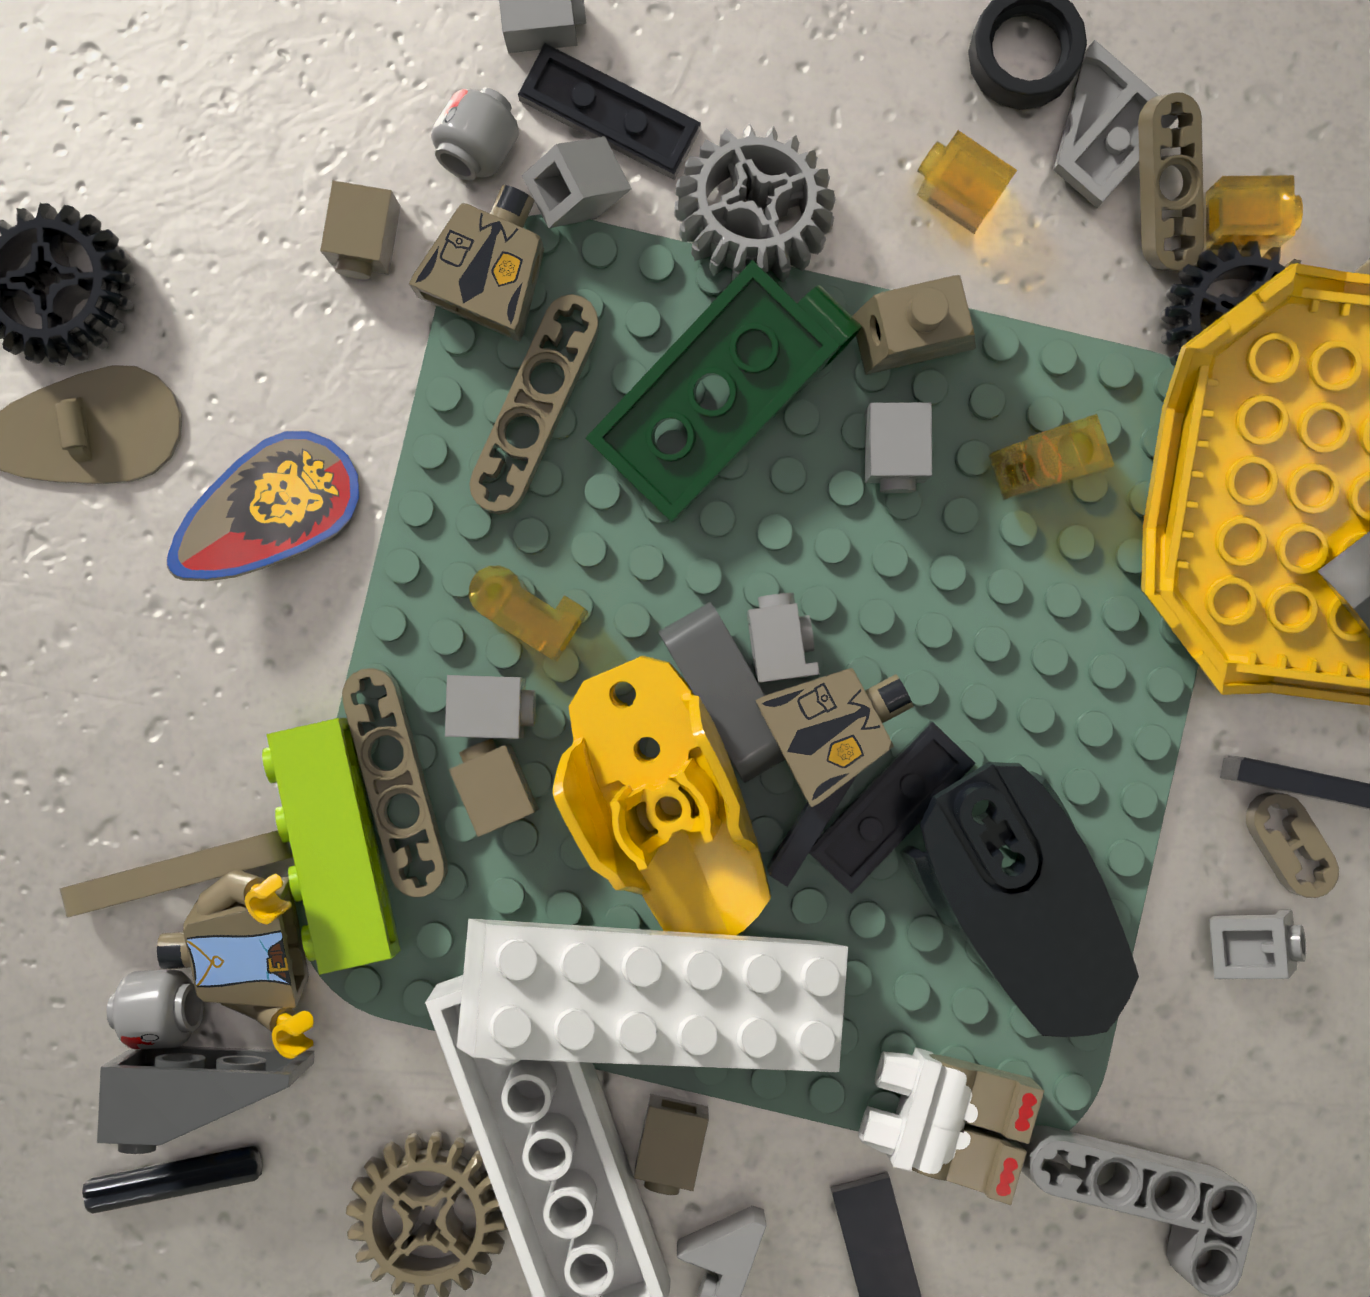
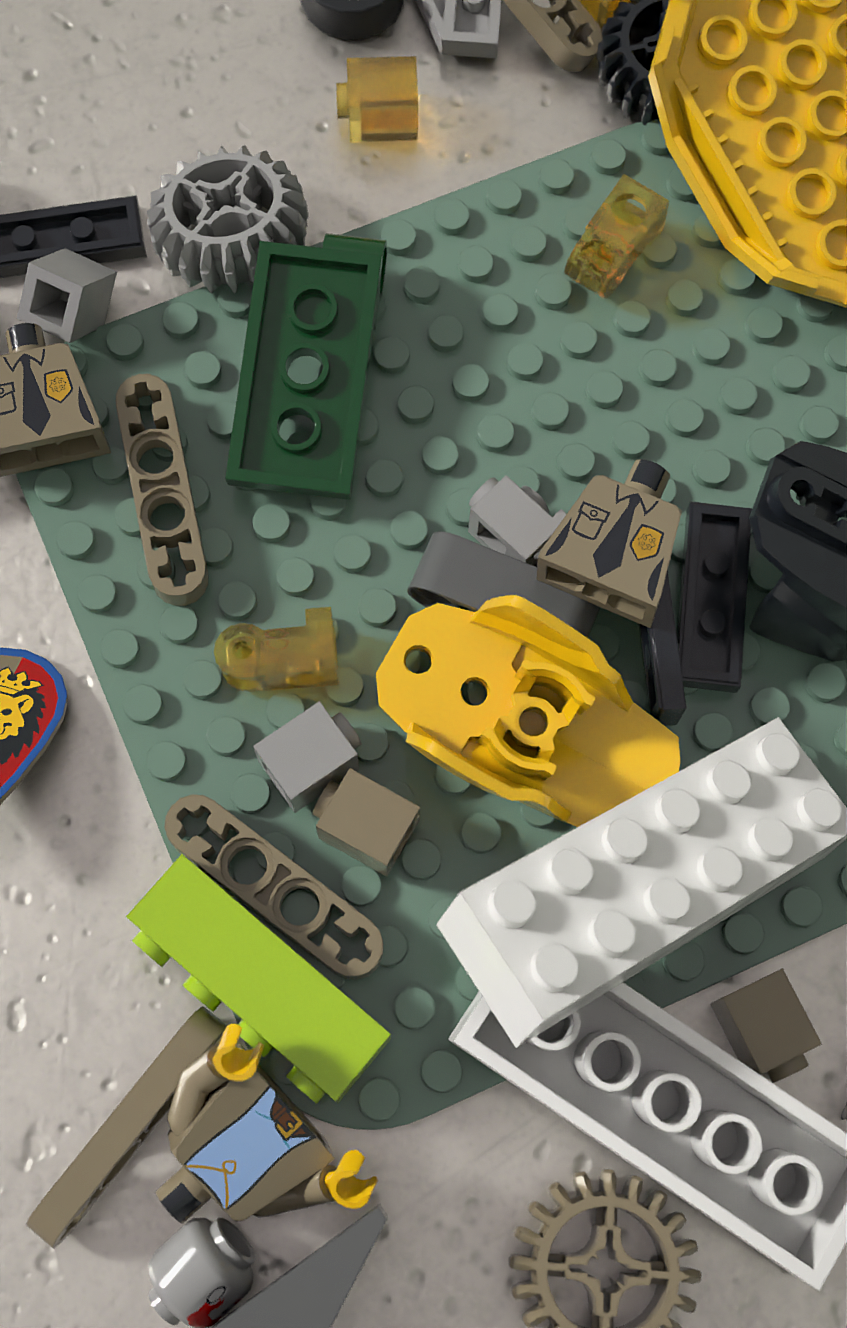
camera: 40 degrees left, 15 degrees down
(898, 445) = (486, 309): light grey brick -> none
(915, 325) = (434, 200): dark tan torso -> none

